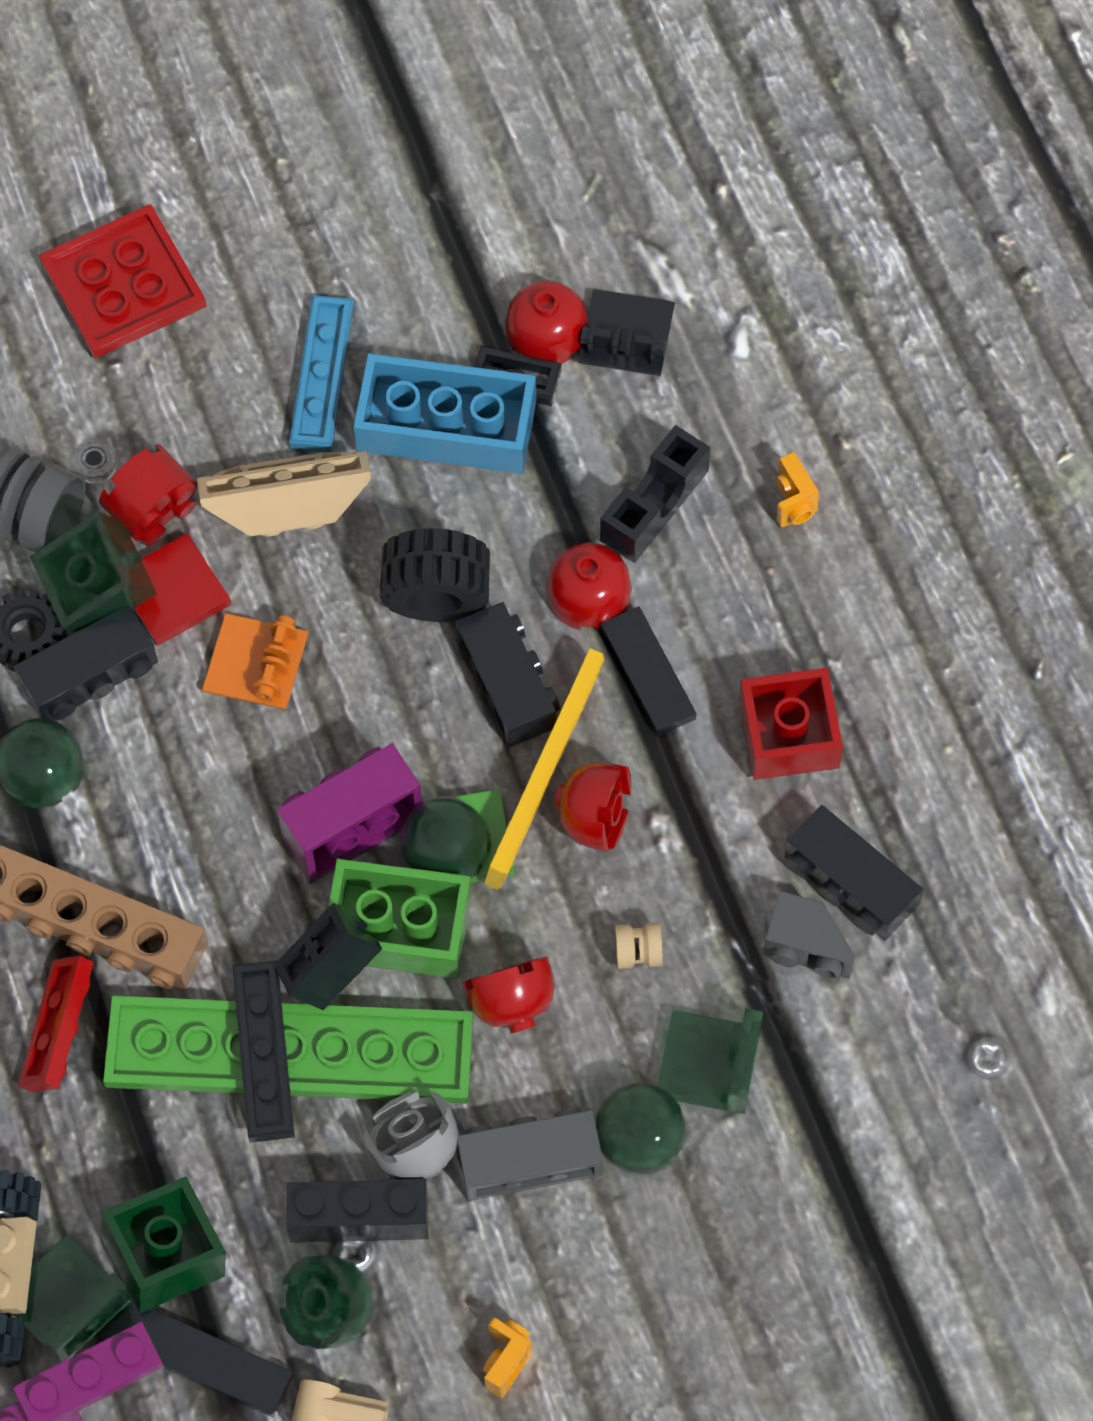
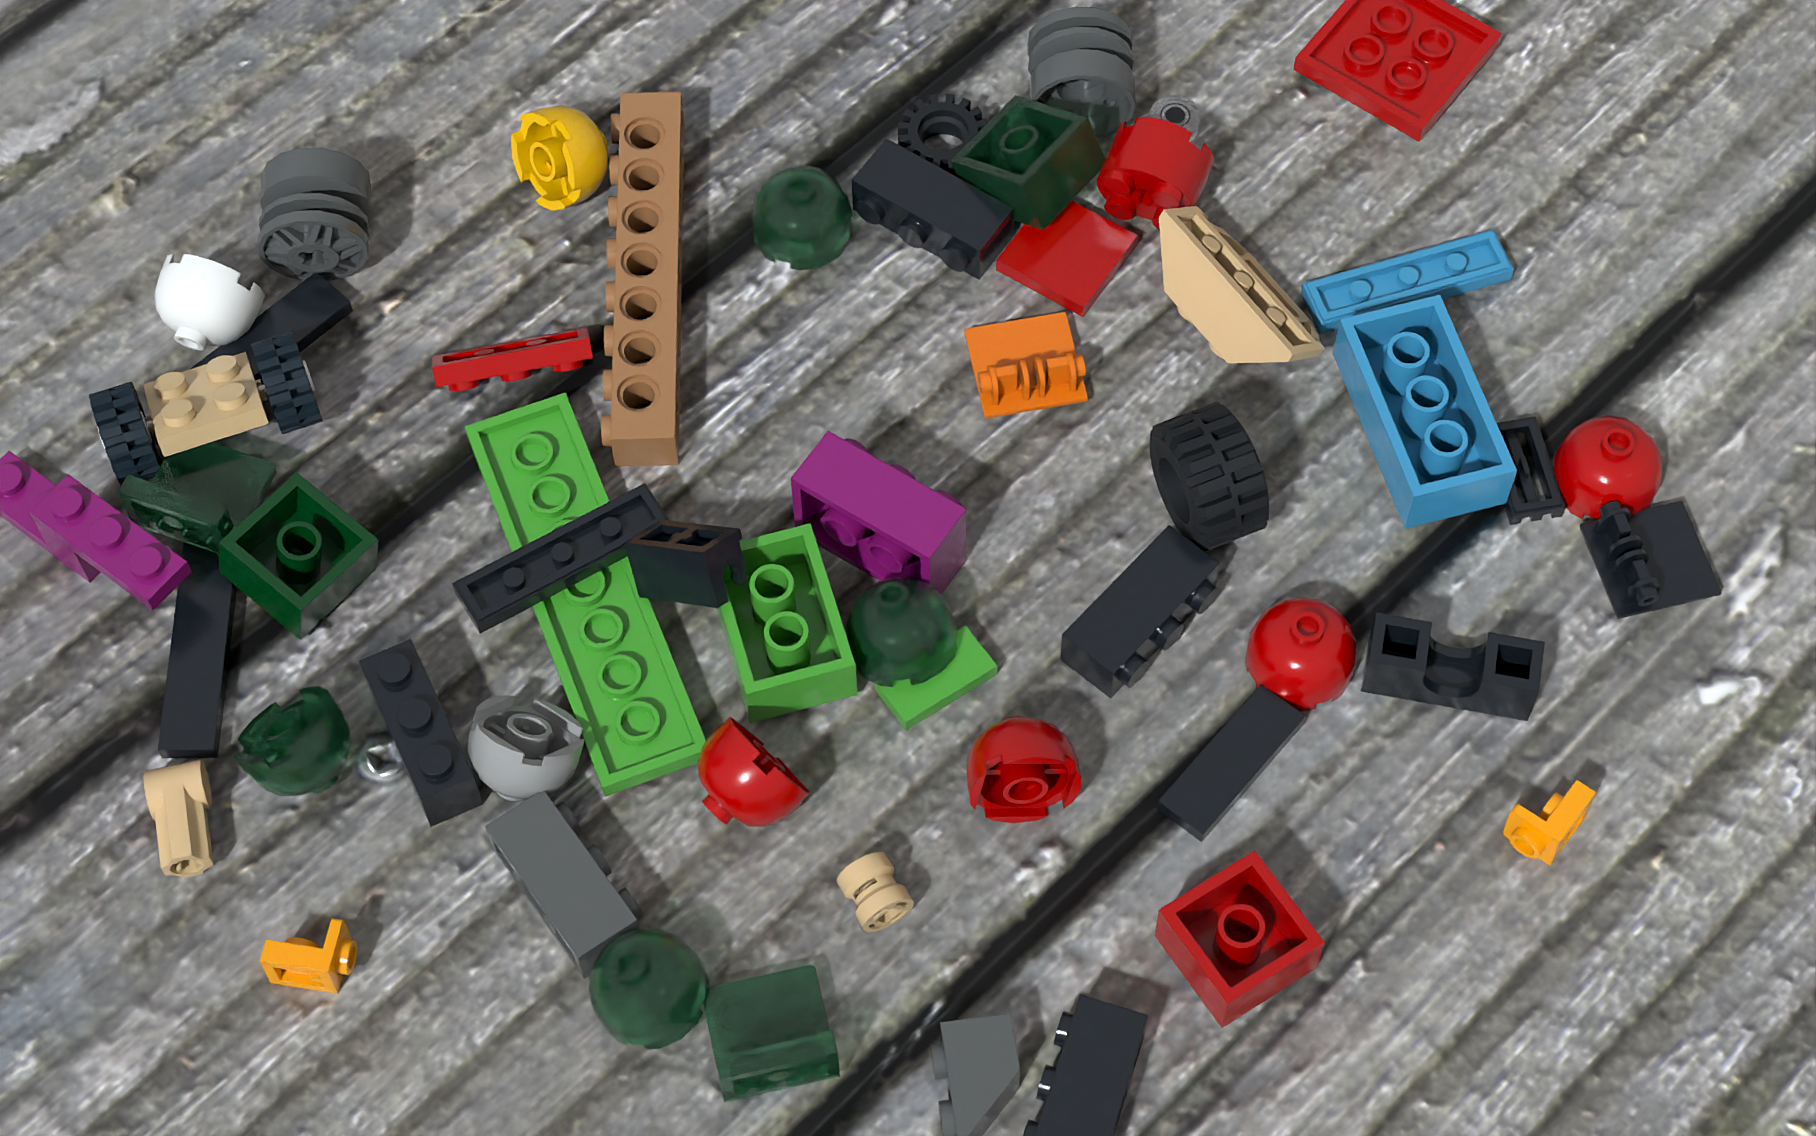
camera: 65 degrees right, 5 degrees down
(544, 770) = (1040, 696): yellow tile -> none

